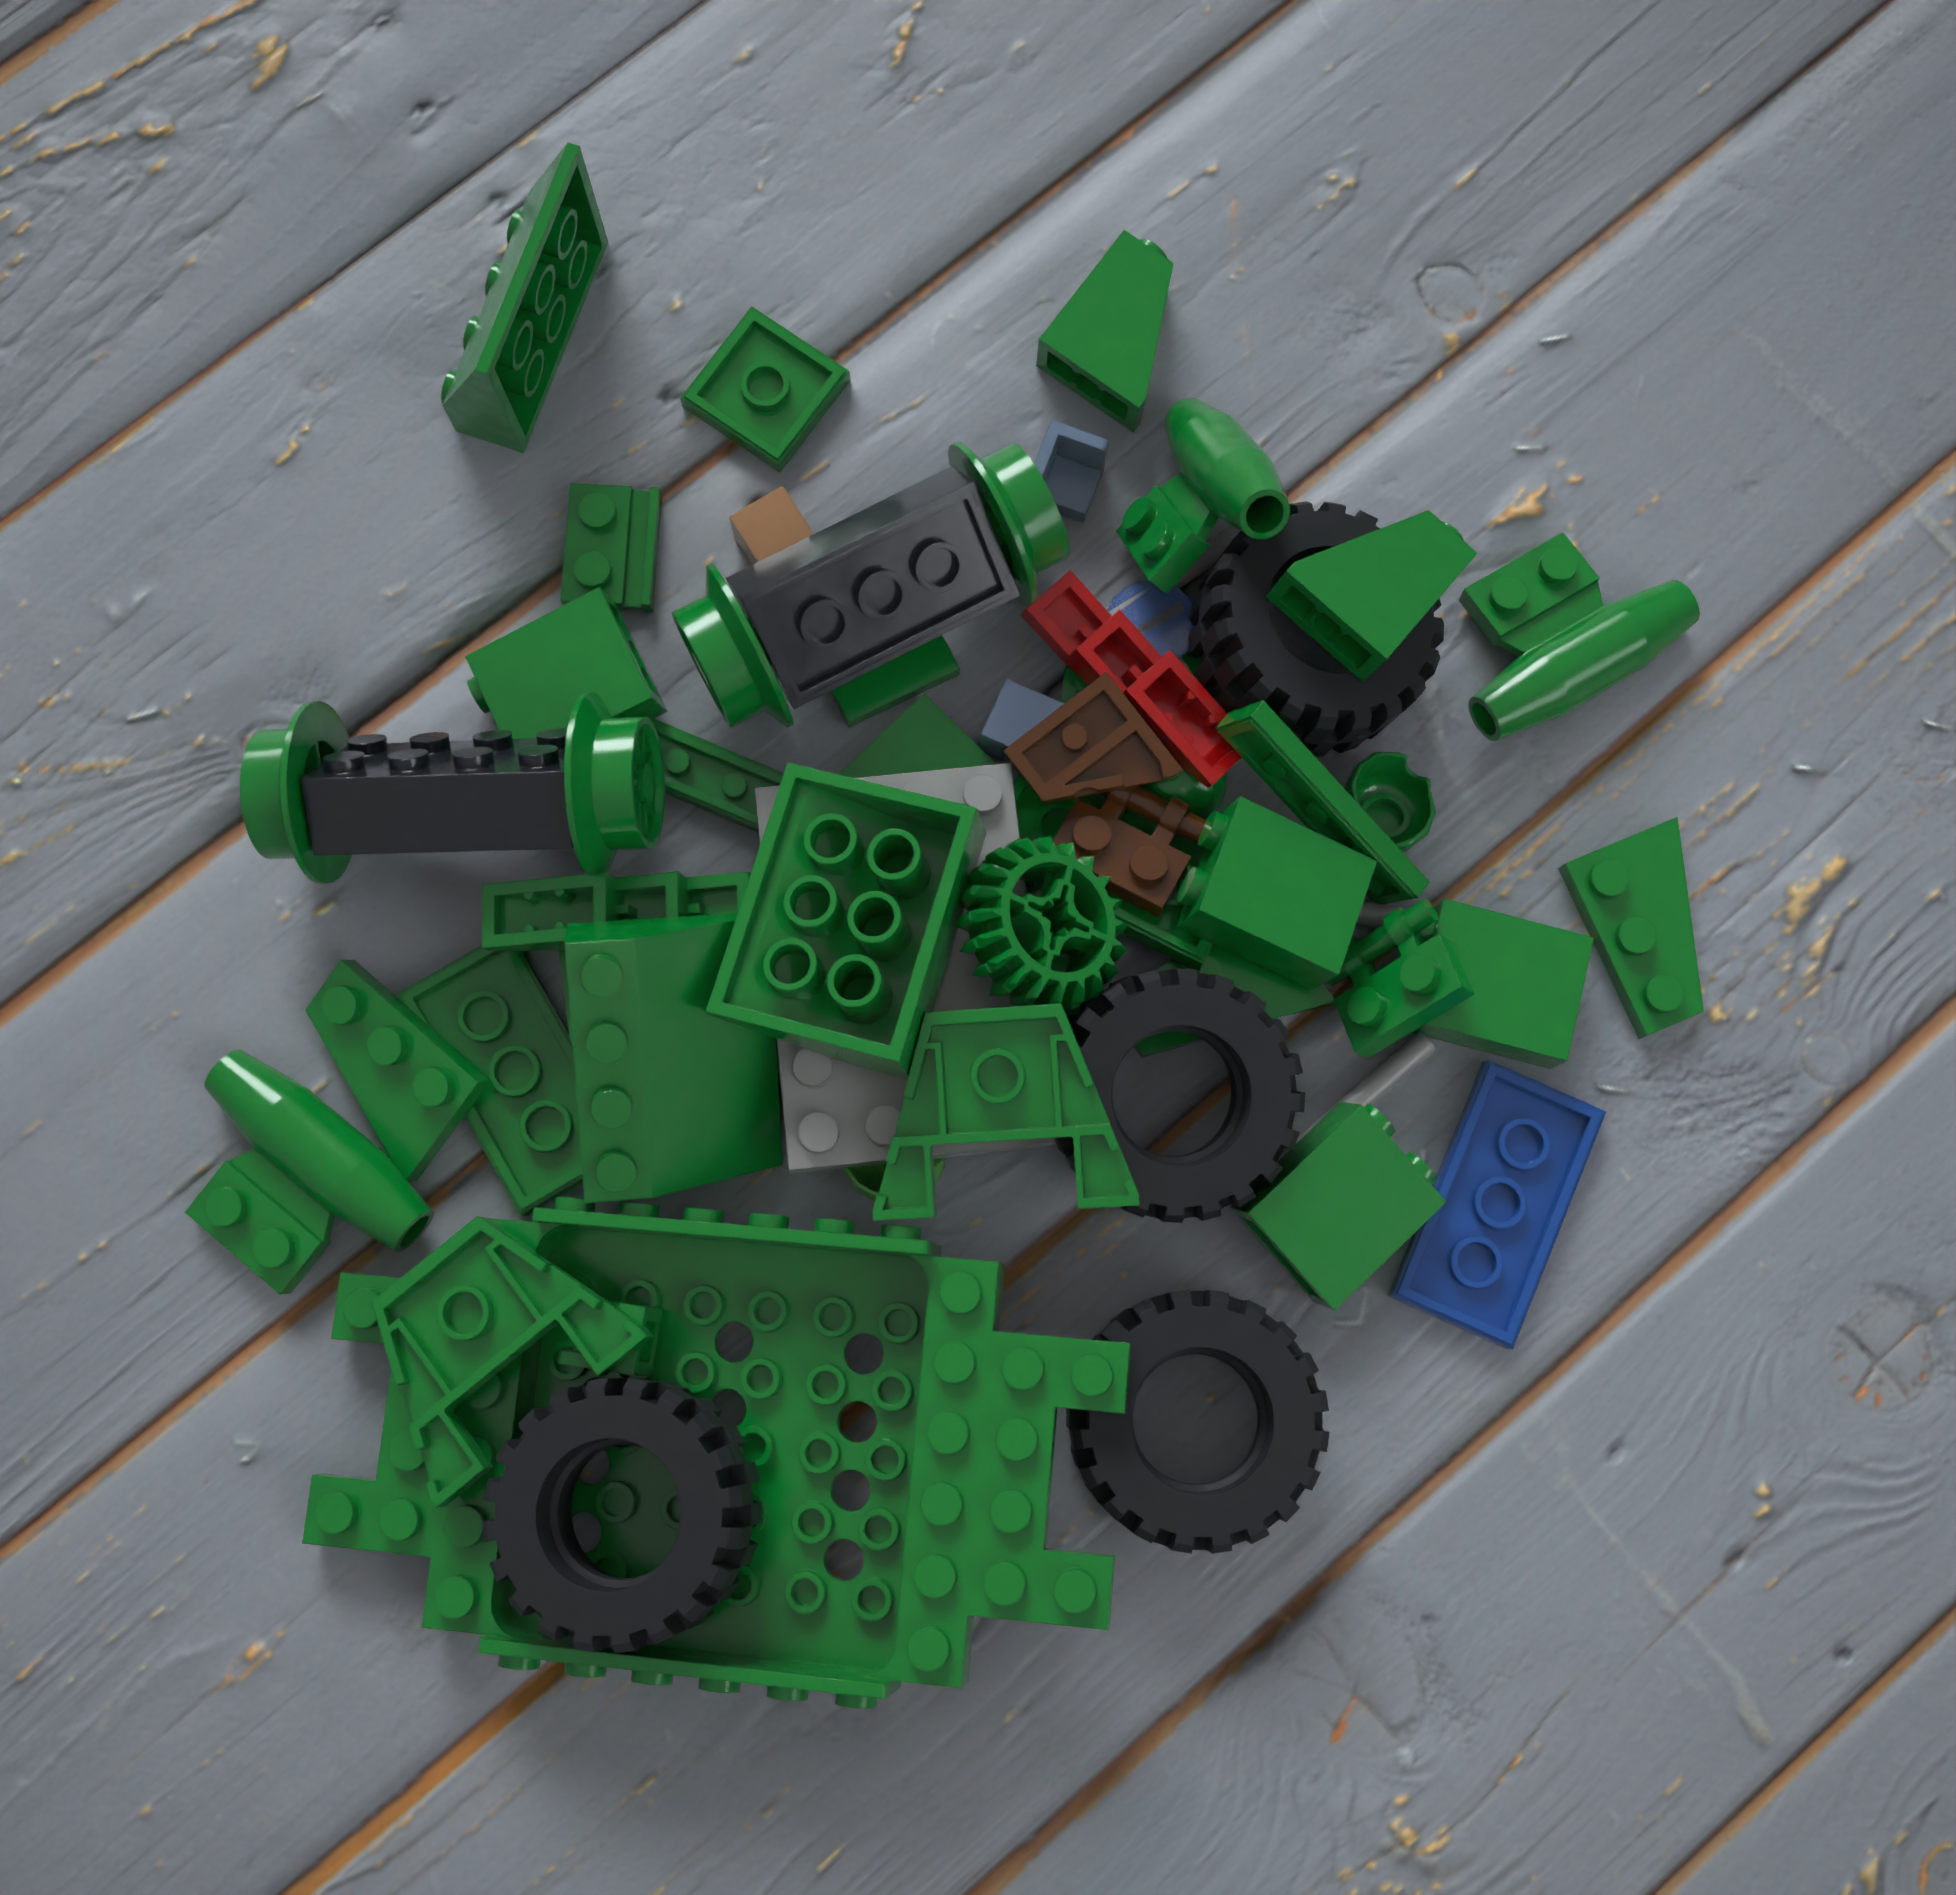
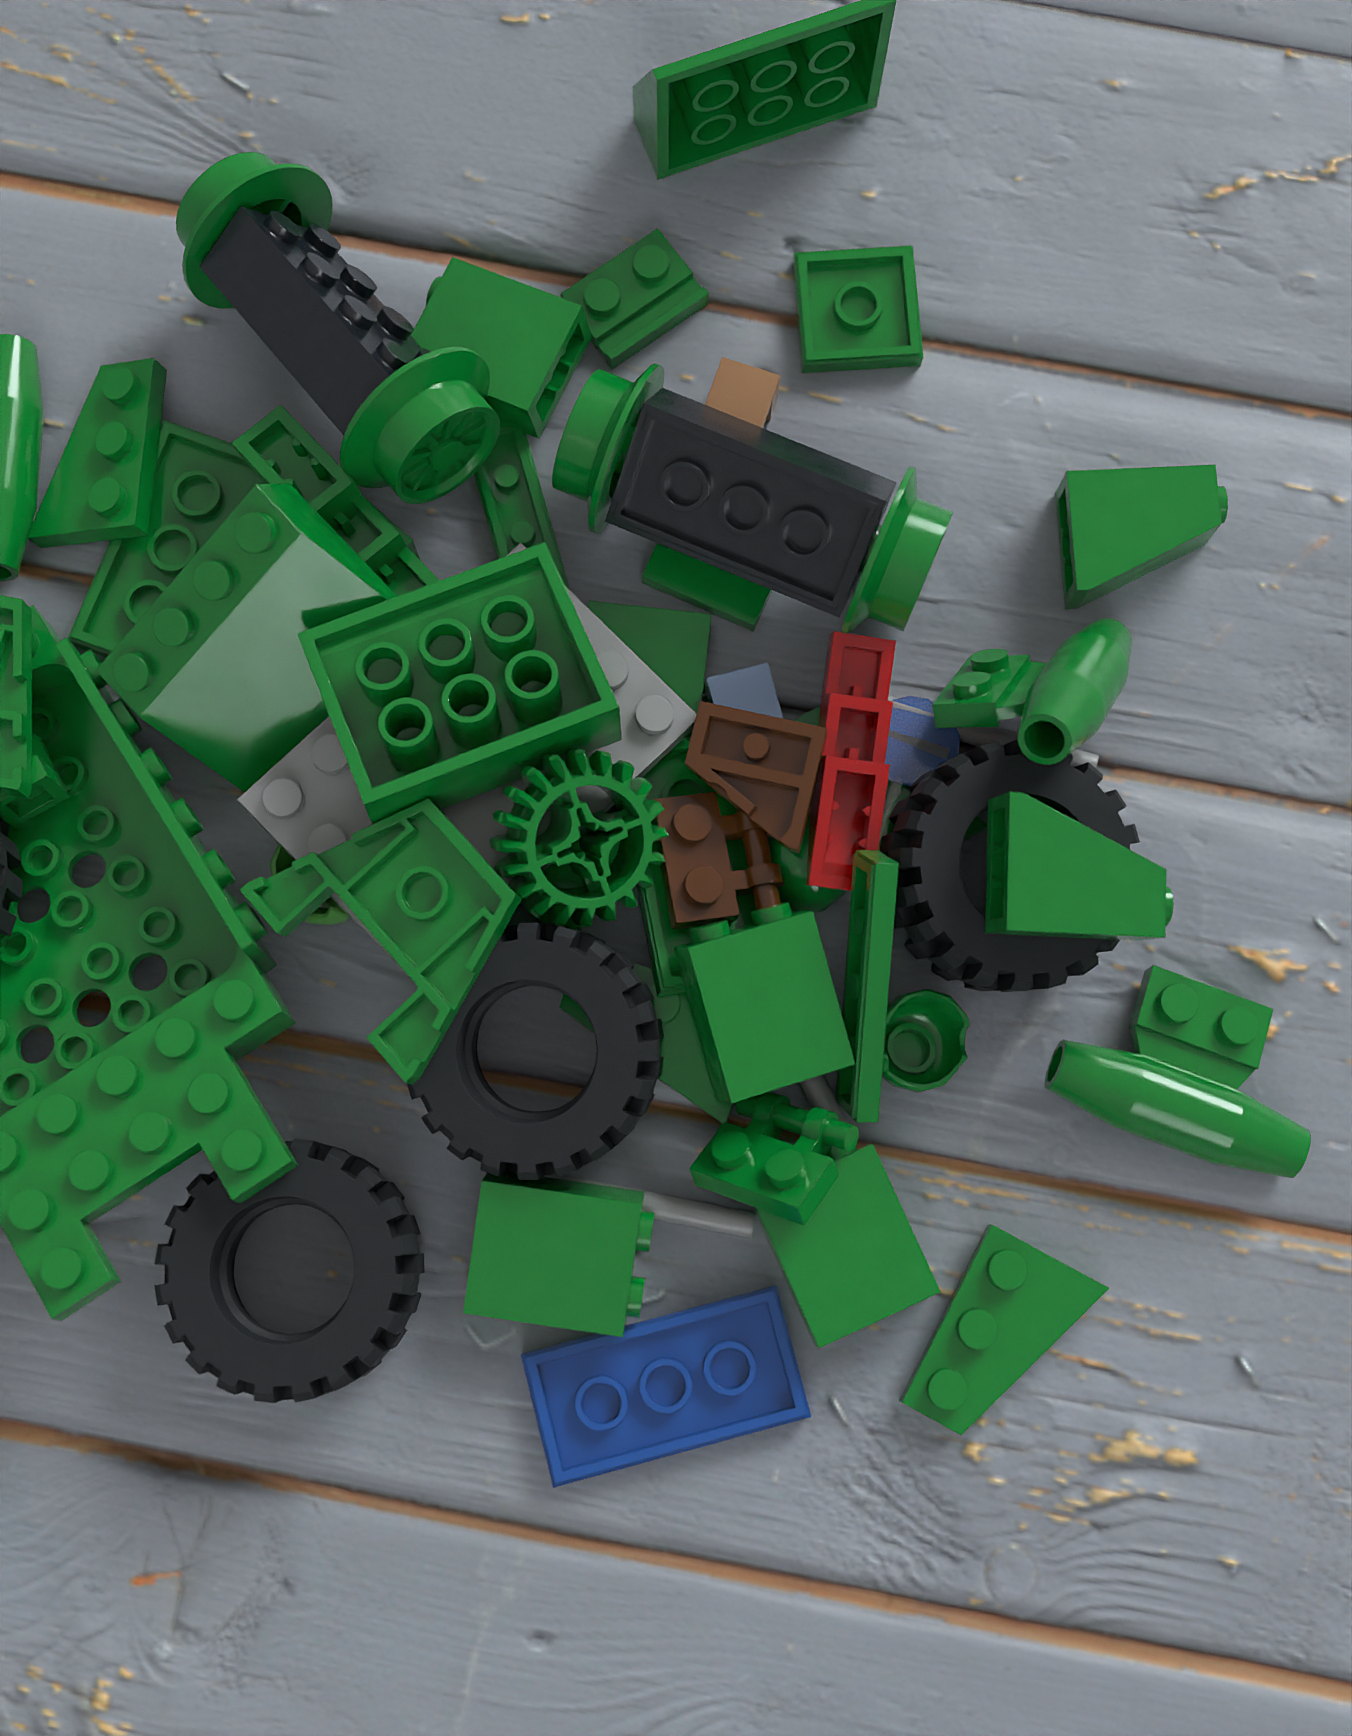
camera: 55 degrees right, 0 degrees up
(1071, 467) = (981, 579): sand blue panel -> none

